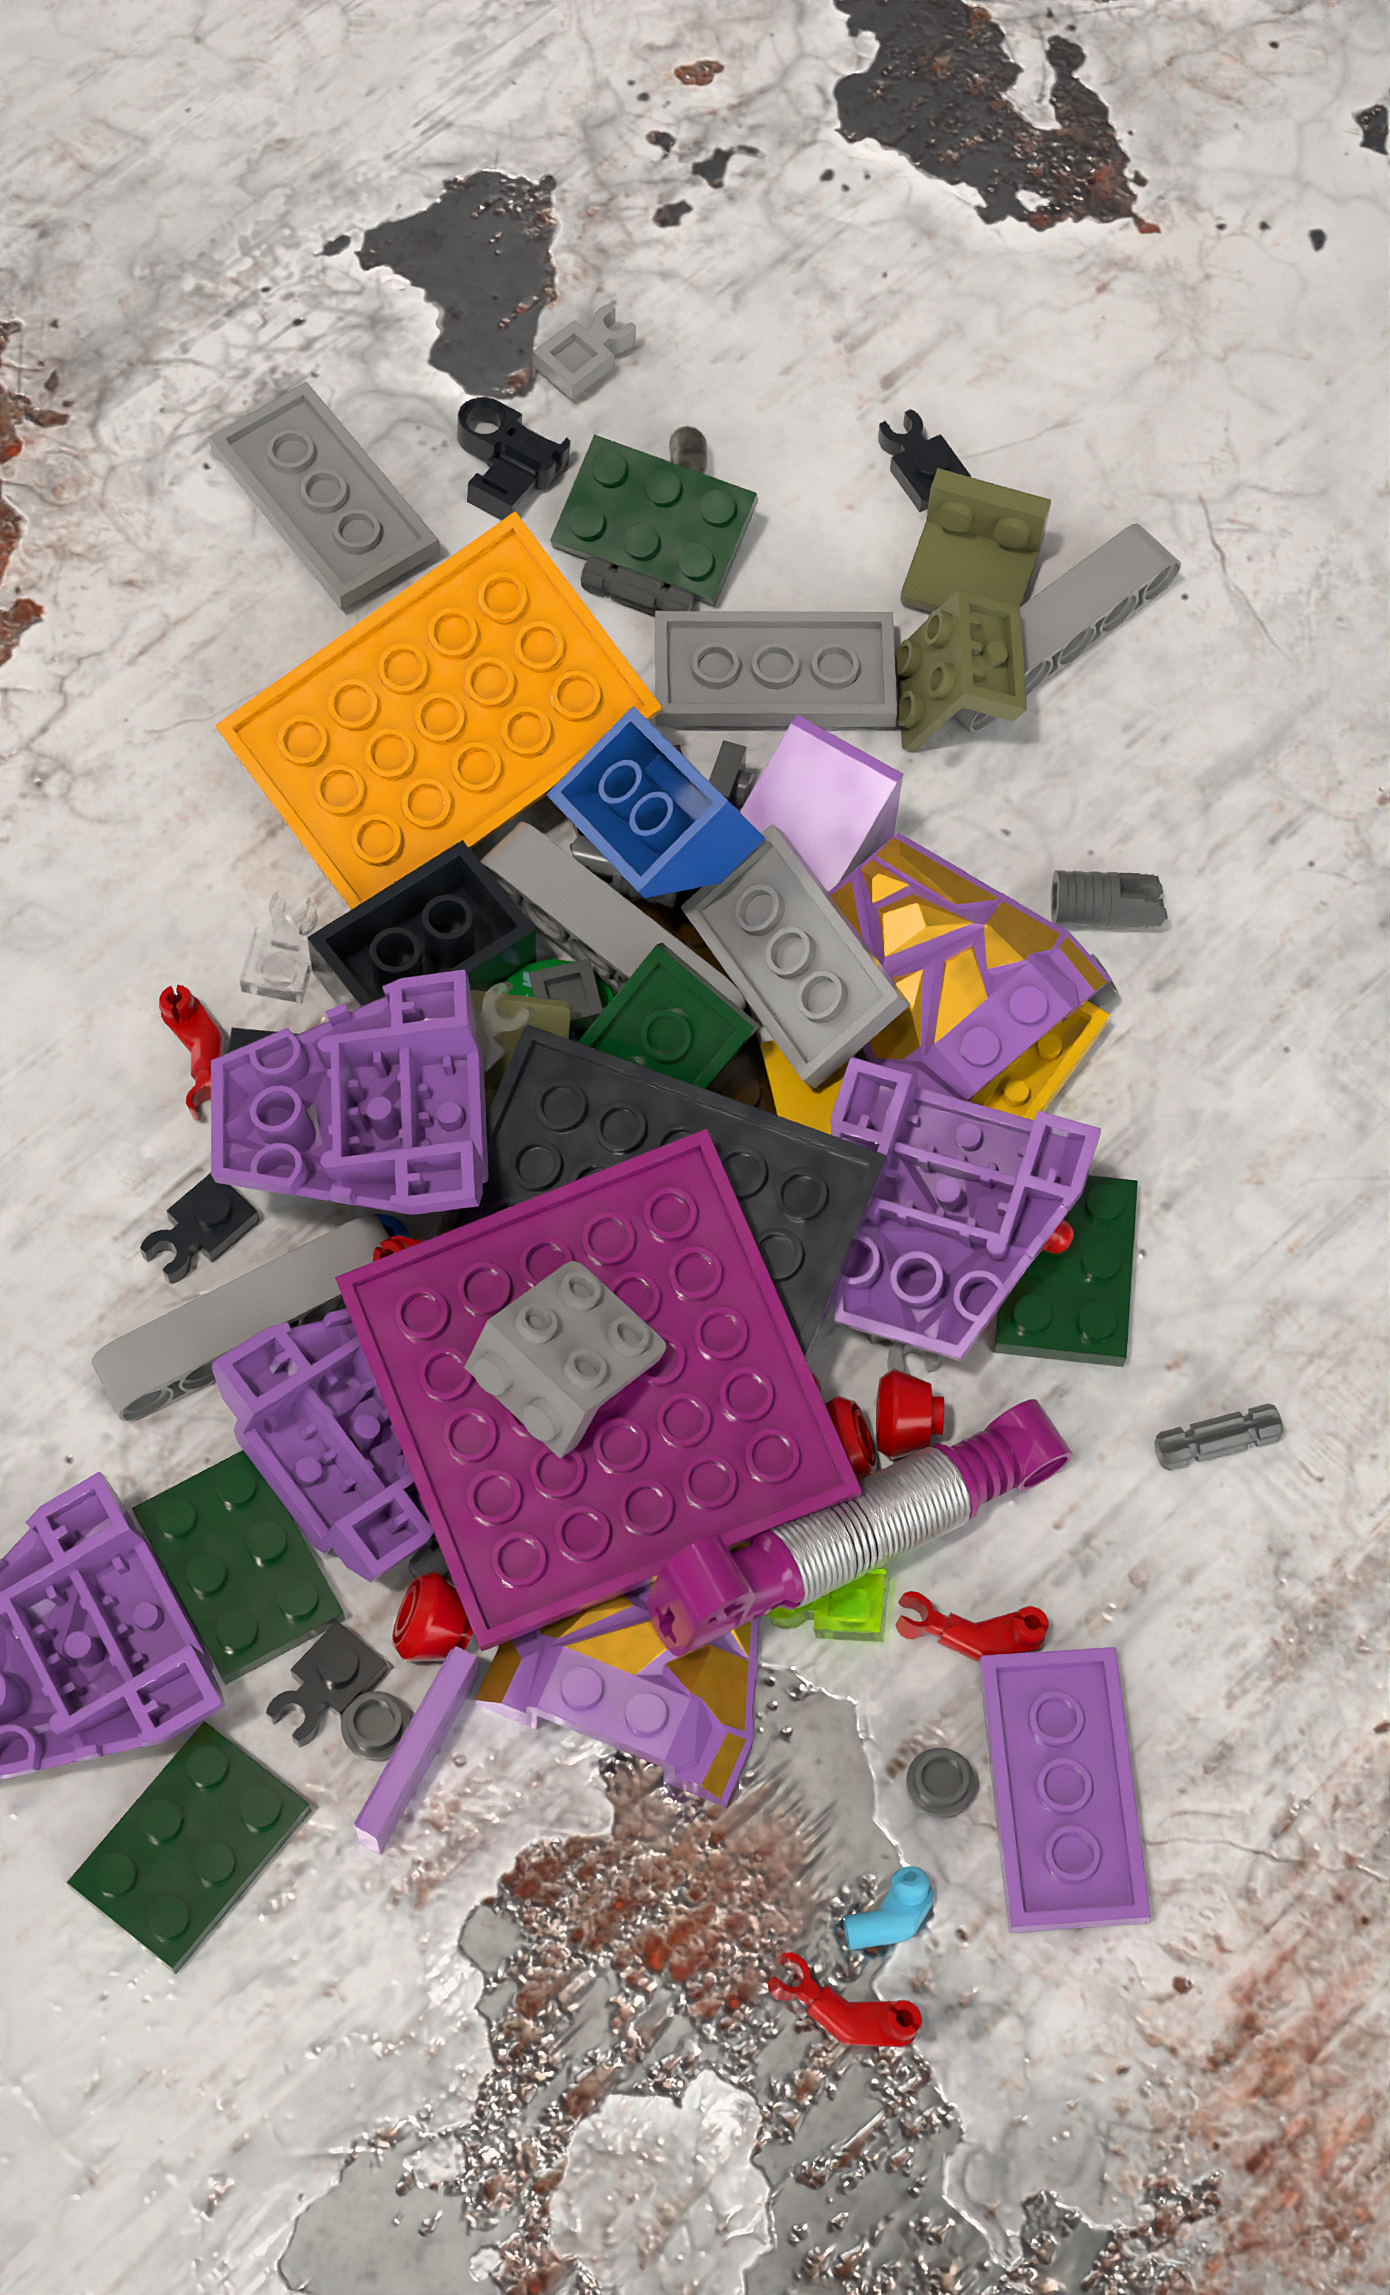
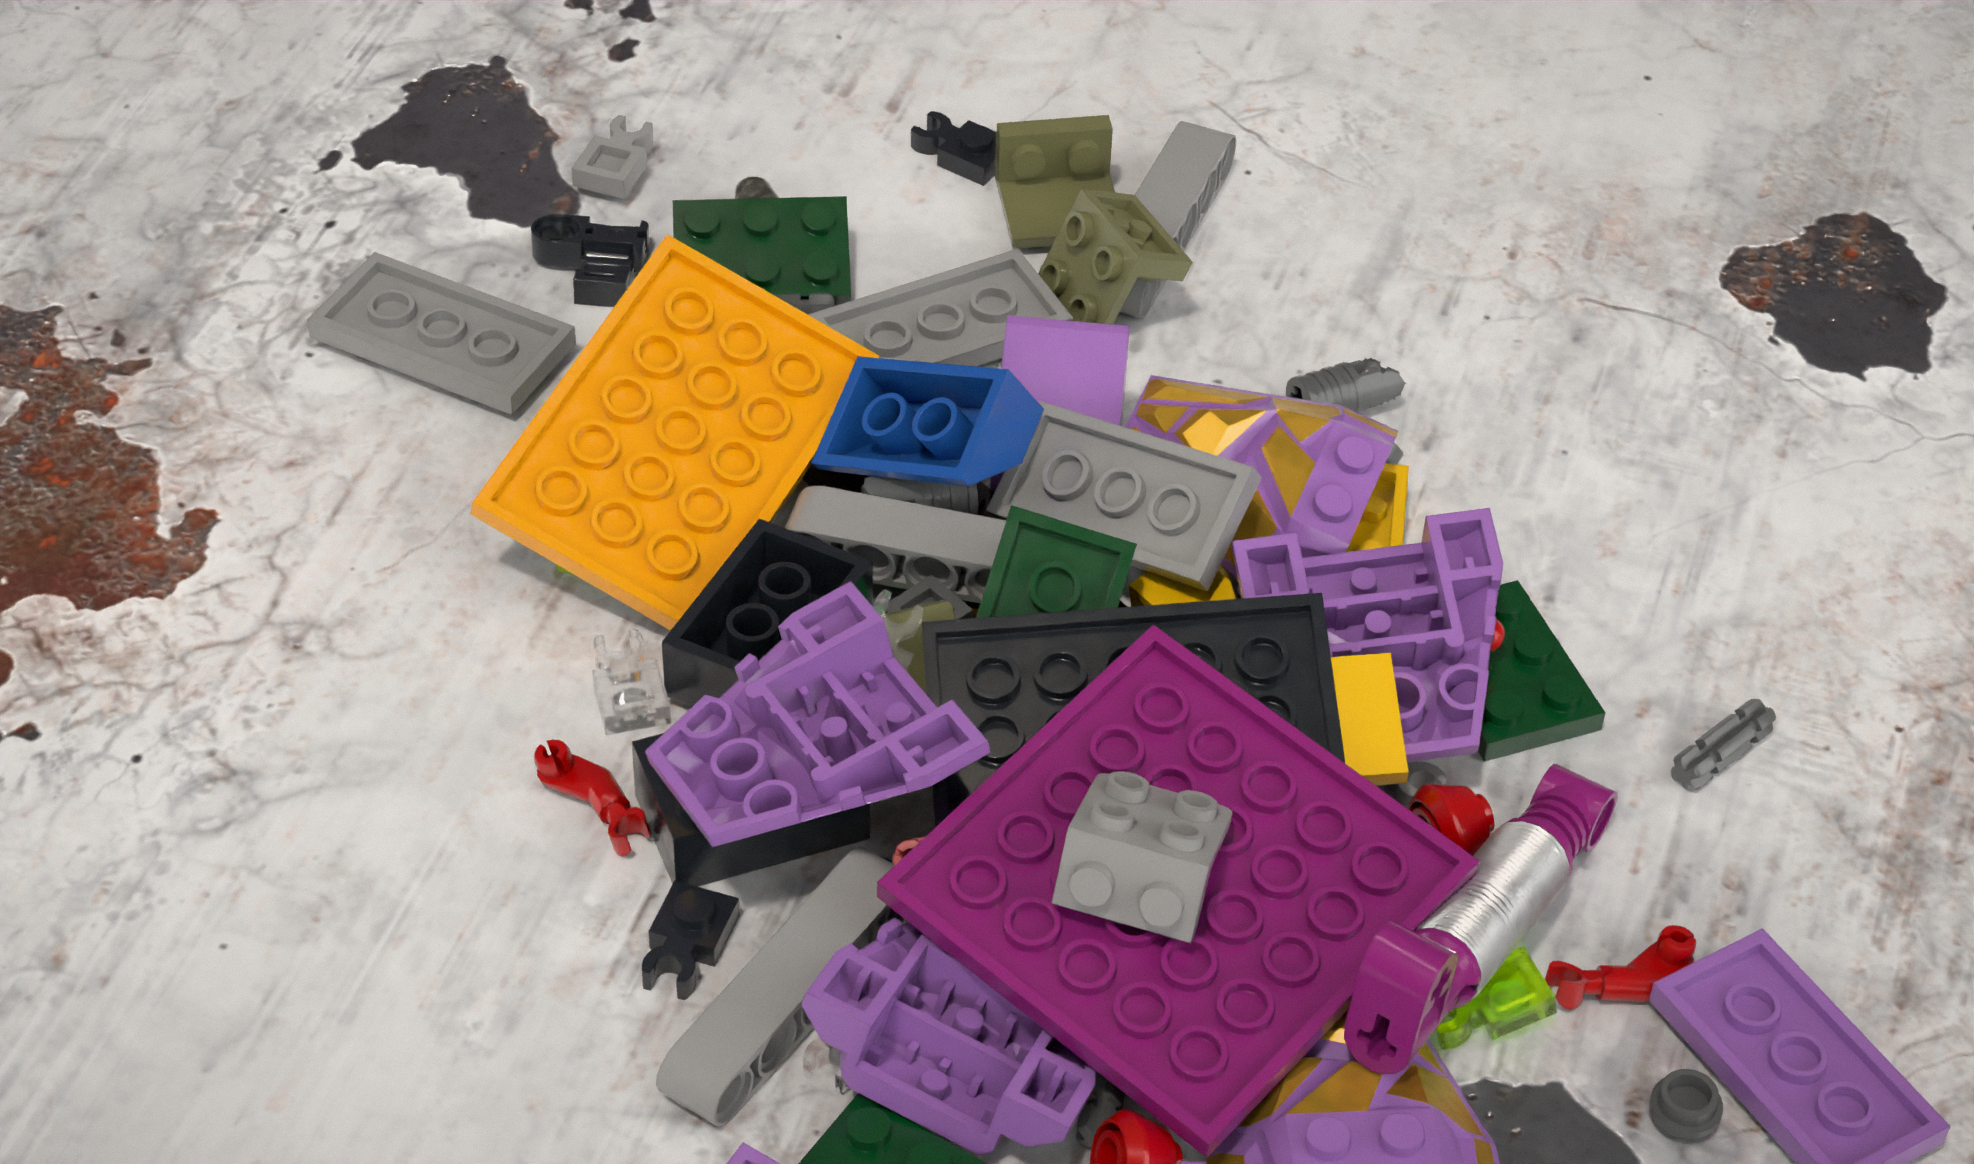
camera: 25 degrees left, 20 degrees down
(868, 1291) = (1370, 717): none -> yellow tile

